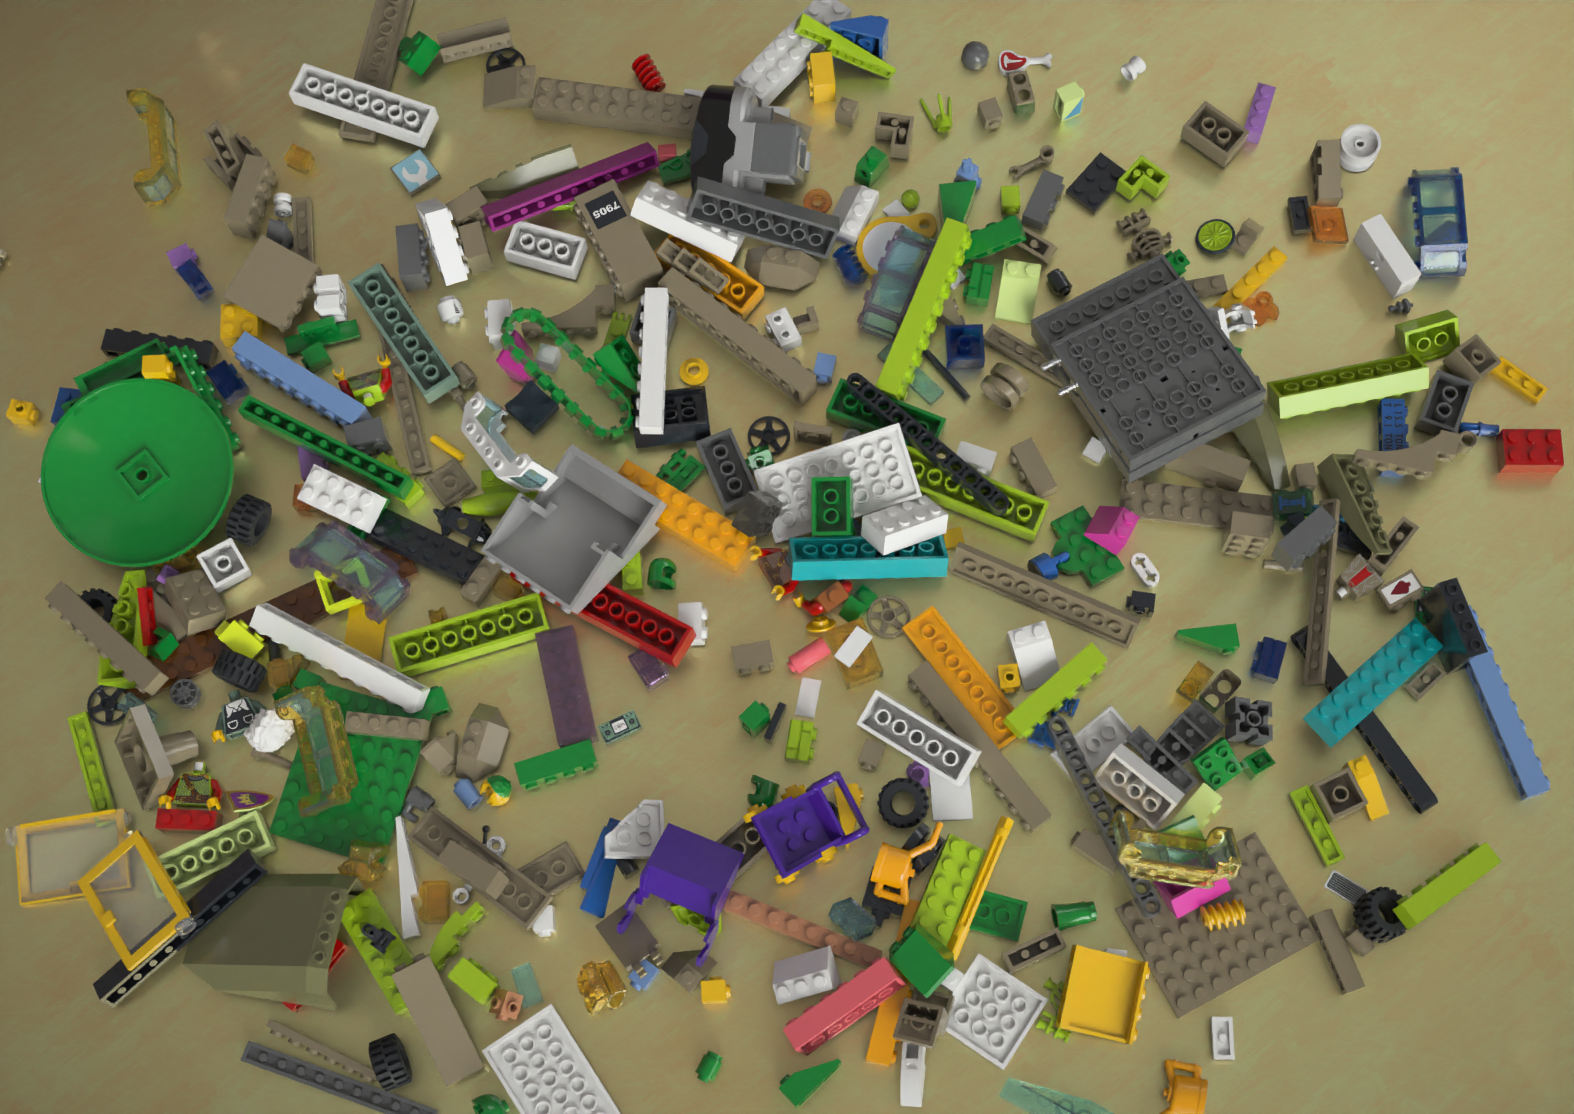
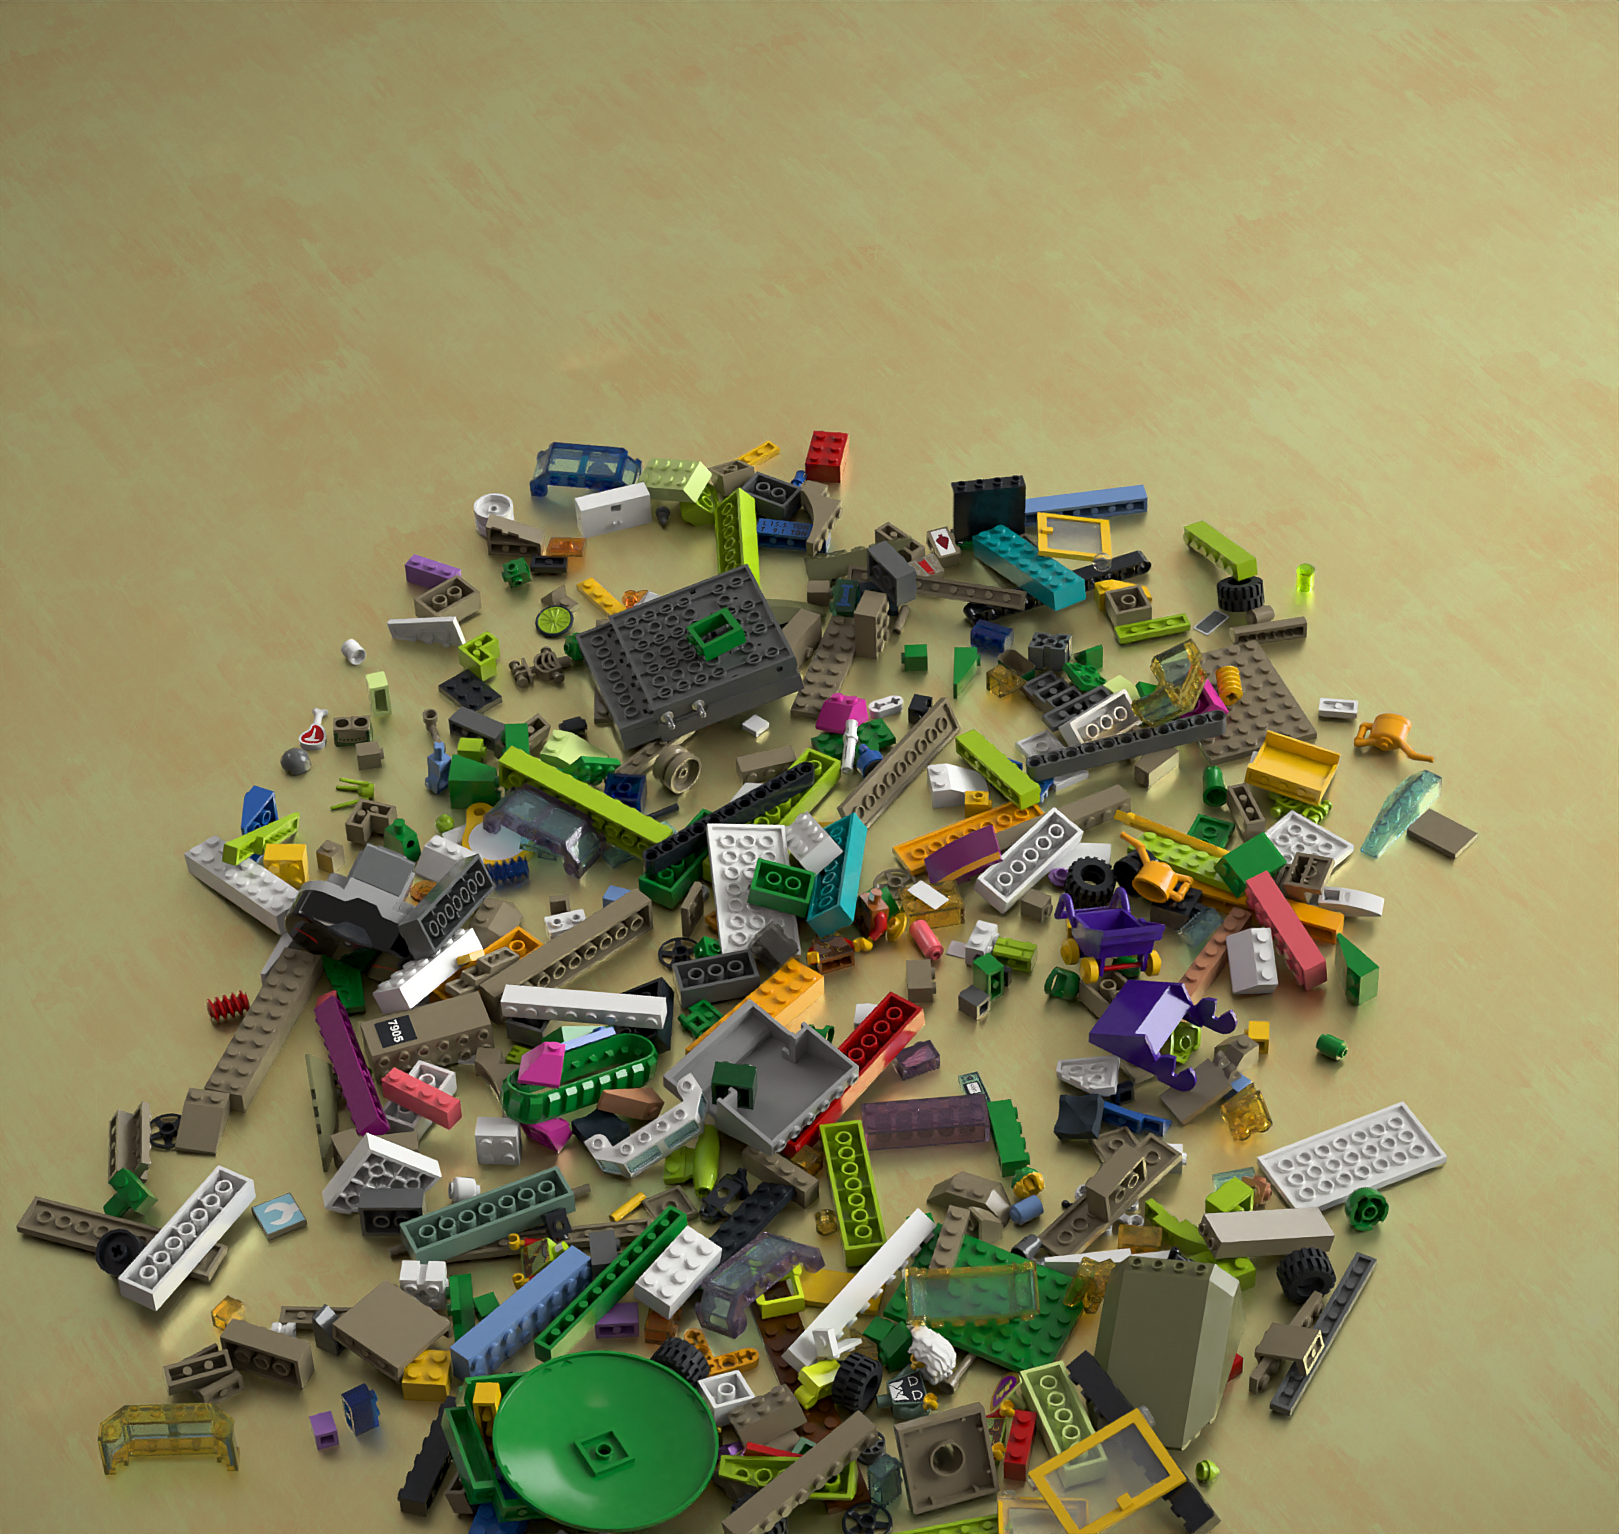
camera: 85 degrees left, 30 degrees down
(171, 990) = (1206, 1471): none -> lime plate
(268, 646) = (828, 1346): none -> white bracket
(273, 551) = (716, 1363): none -> light orange beam
(306, 1052) = (1291, 1344): none -> dark tan panel
(346, 60) = (117, 1251): none -> black wheel
(398, 392) = (550, 1220): none -> black brick
(526, 248) = (421, 1098): none -> coral brick
(542, 335) = (543, 1065): none -> dark pink slope
(551, 505) = (739, 1077): none -> dark green brick
(558, 430) = (633, 1103): none -> nougat slope
(580, 828) = (1079, 1117): none -> black brick
(594, 361) = (598, 1034): none -> plate
(705, 251) = (470, 957): none -> yellow tile
(730, 711) = (974, 1002): none -> dark grey brick
(806, 708) = (981, 941): none -> white brick
(905, 674) = (964, 857): none -> magenta slope
(976, 306) = (592, 769): none -> green plate
(1071, 540) = (850, 739): none -> white pin
(1161, 393) = (720, 644): none -> green window
(1173, 126) = (429, 630): none -> white wing
(1221, 587) = (915, 657): none -> green brick
(1274, 186) = (516, 572): none -> green brick
(1431, 724) = (1075, 539): none -> door
(1431, 985) = (1305, 577): none -> clear neon green brick
(1437, 303) = (675, 479): none -> yellowish green brick

